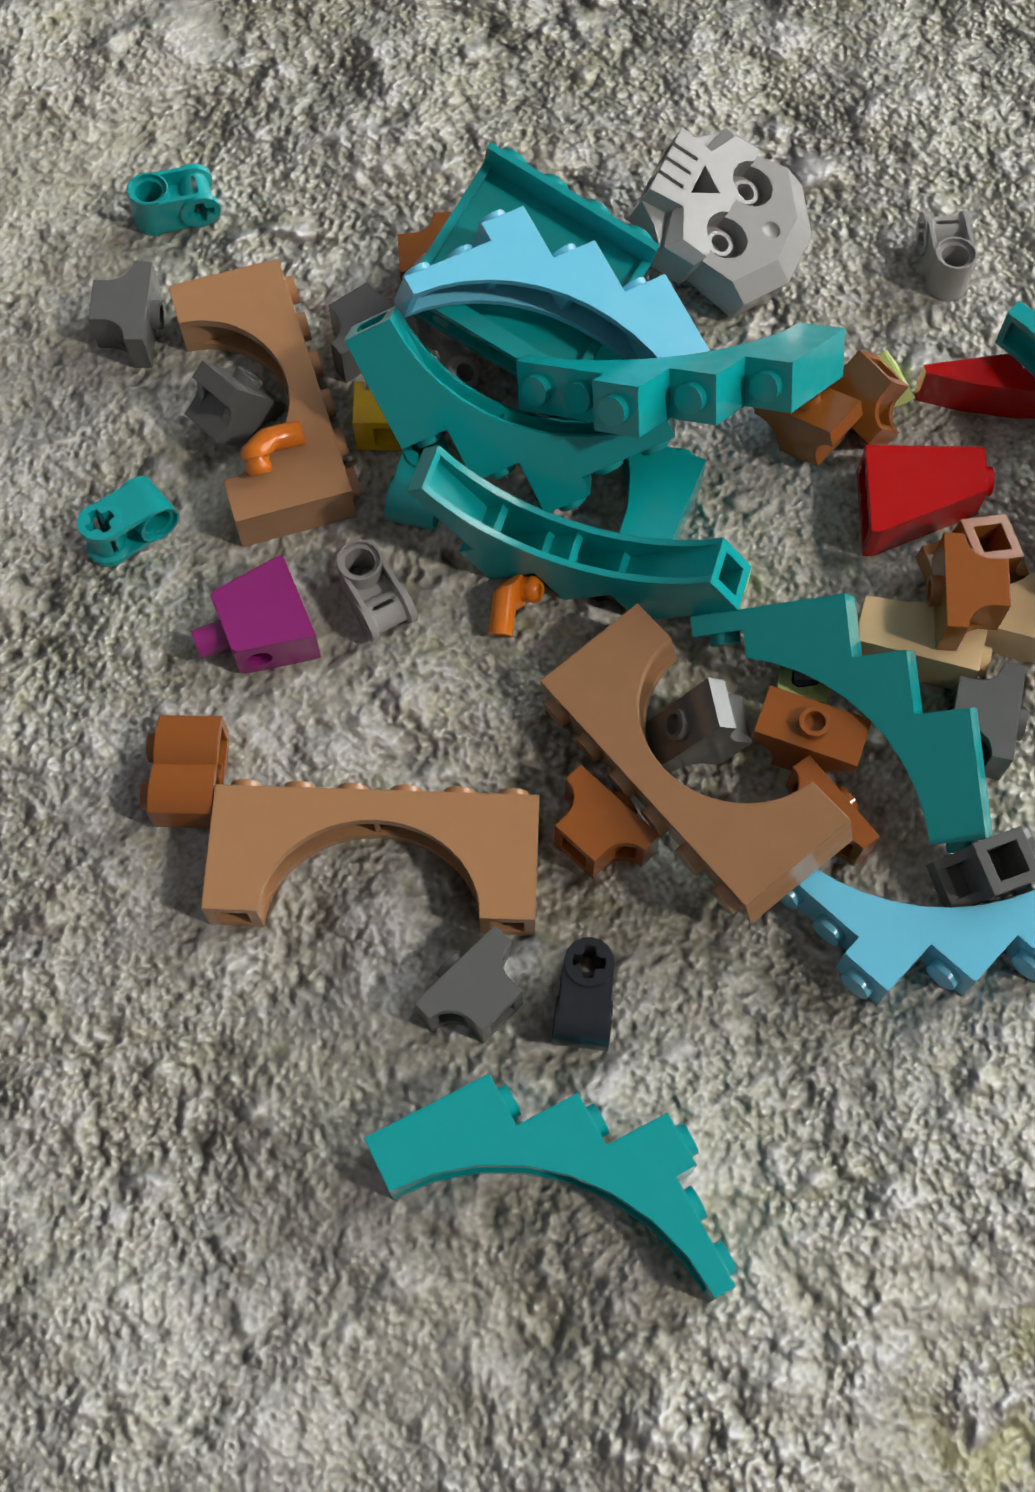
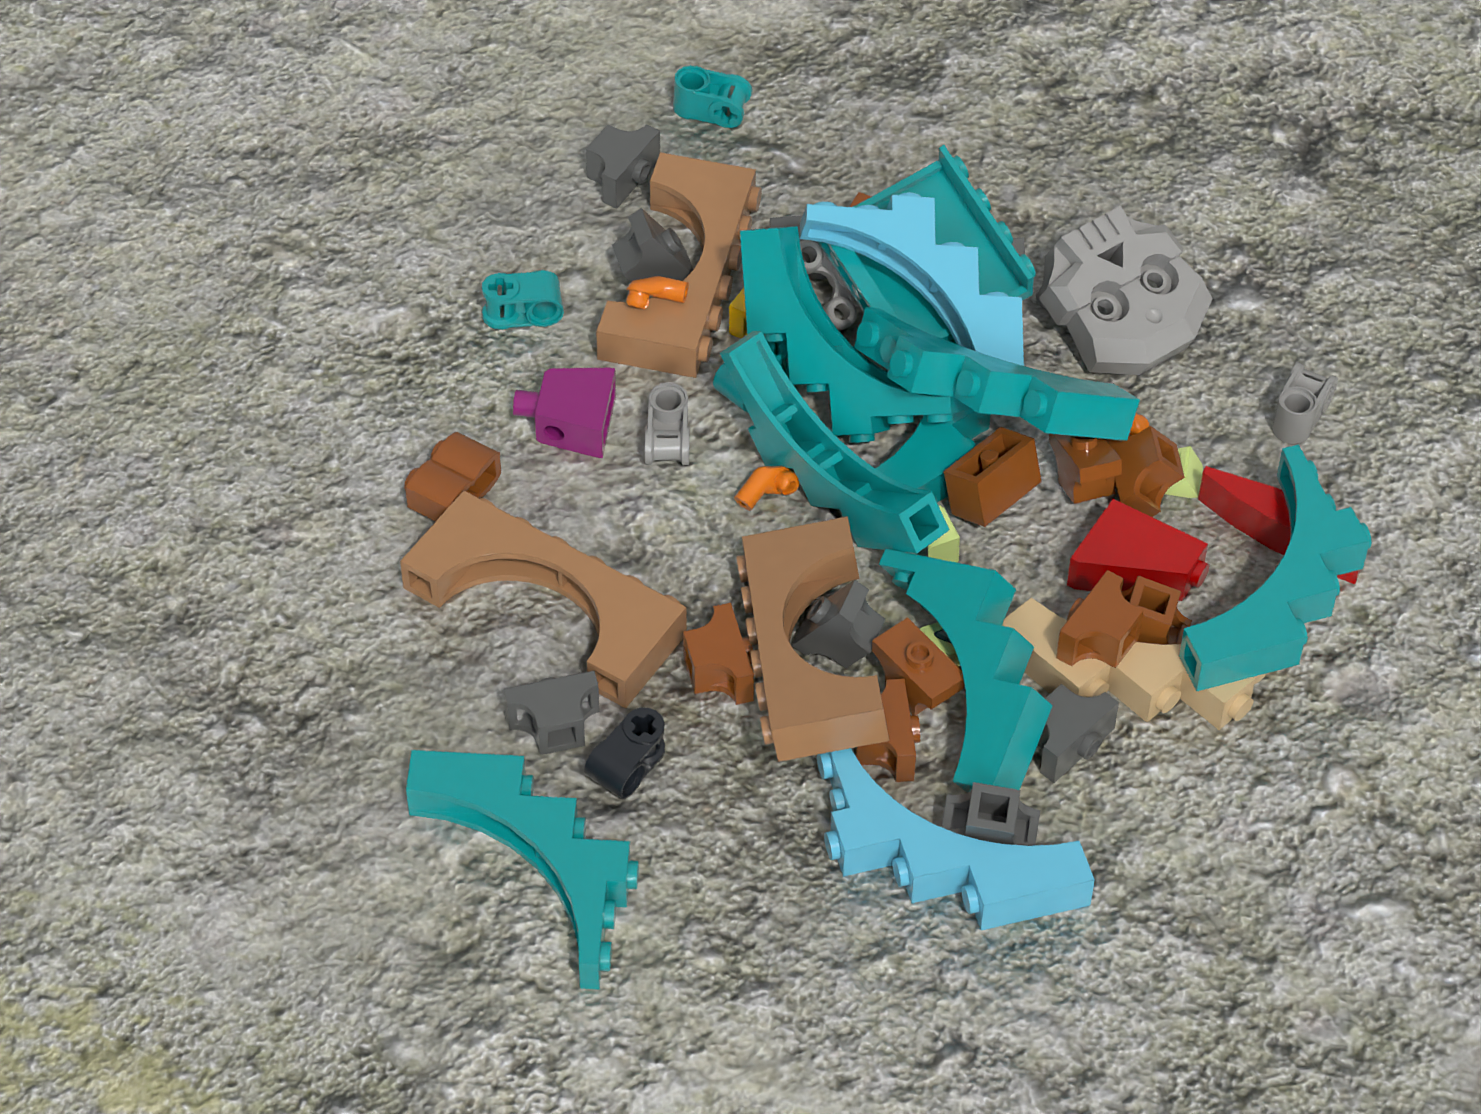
camera: 30 degrees right, 15 degrees down
(733, 479) = (992, 476): none -> dark orange brick

